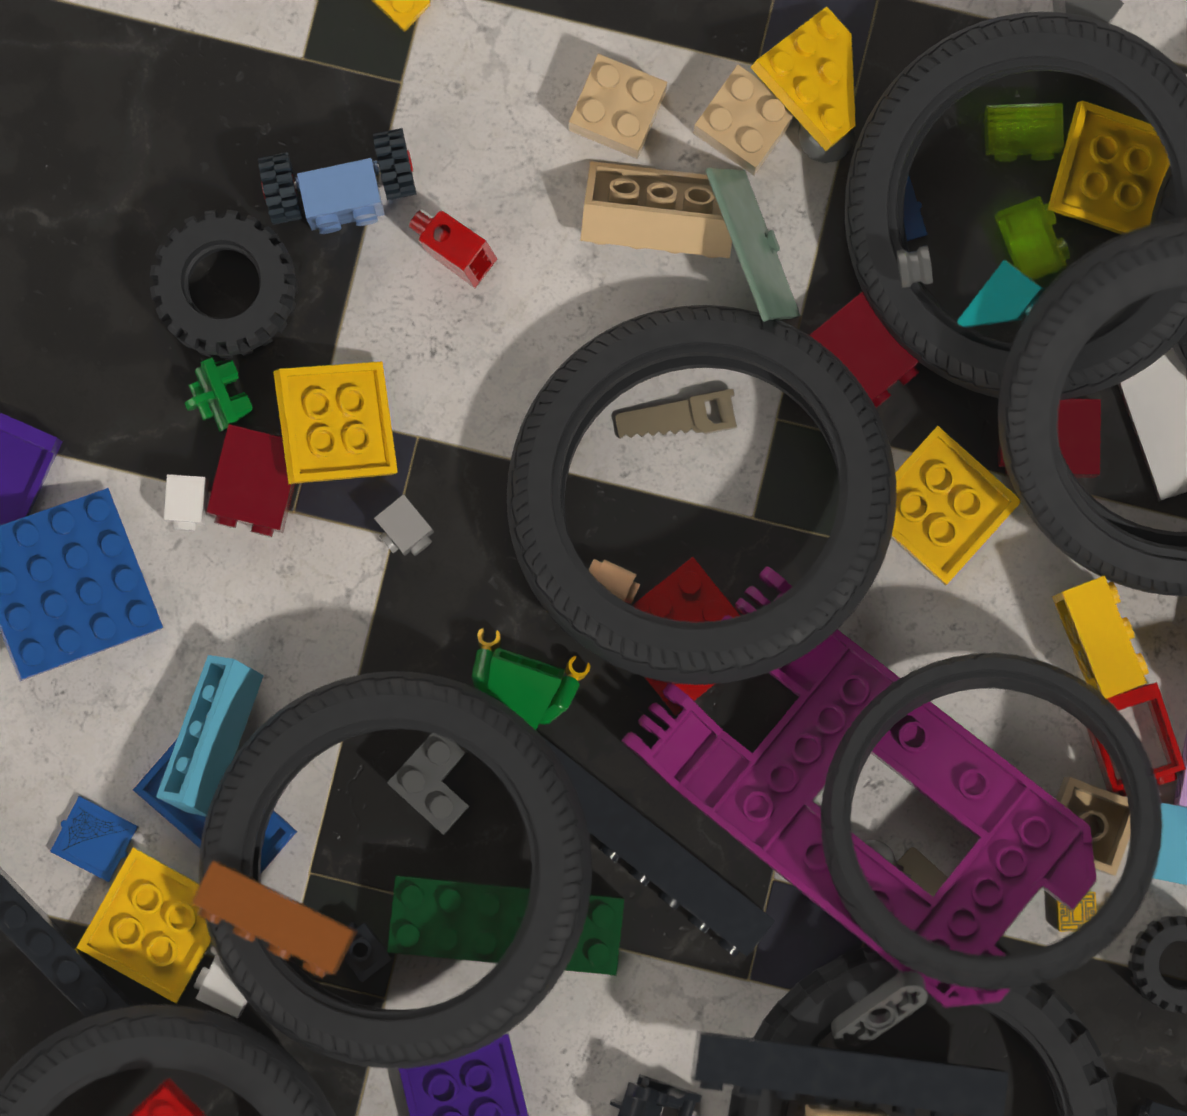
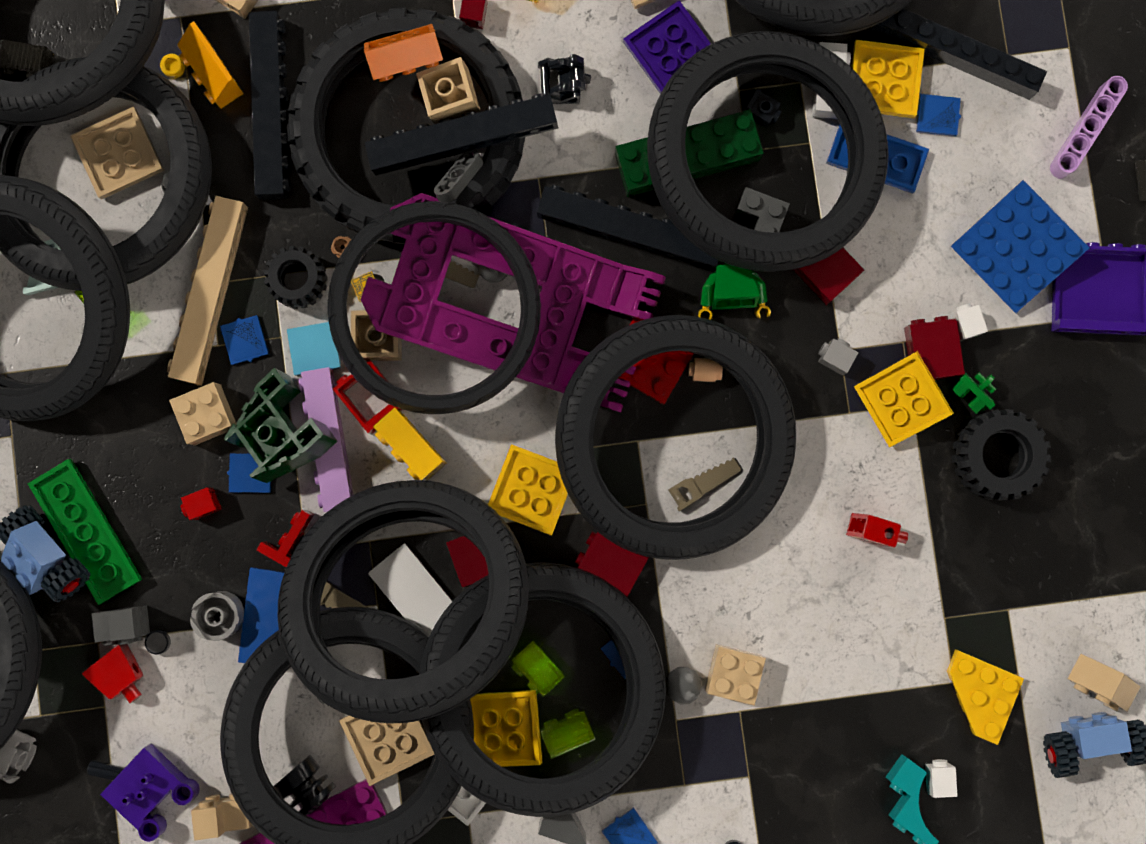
camera: 160 degrees right, 0 degrees up
(226, 697) = (902, 193): medium azure brick -> none
(274, 918) = (829, 90): dark orange brick -> none
(341, 191) = (955, 536): brick -> none
(361, 649) = (831, 274): none -> dark red brick
(617, 106) = (813, 653): tan brick -> none
(653, 211) = (764, 600): tan slope -> none
(753, 244) = (703, 599): sand green container -> none
(814, 77) = (705, 716): yellow plate -> none
(914, 266) = (603, 620): dark grey wheel -> none
(1003, 298) = (543, 621): teal slope -> none
(1100, 989) = (337, 243): none -> medium nougat plate

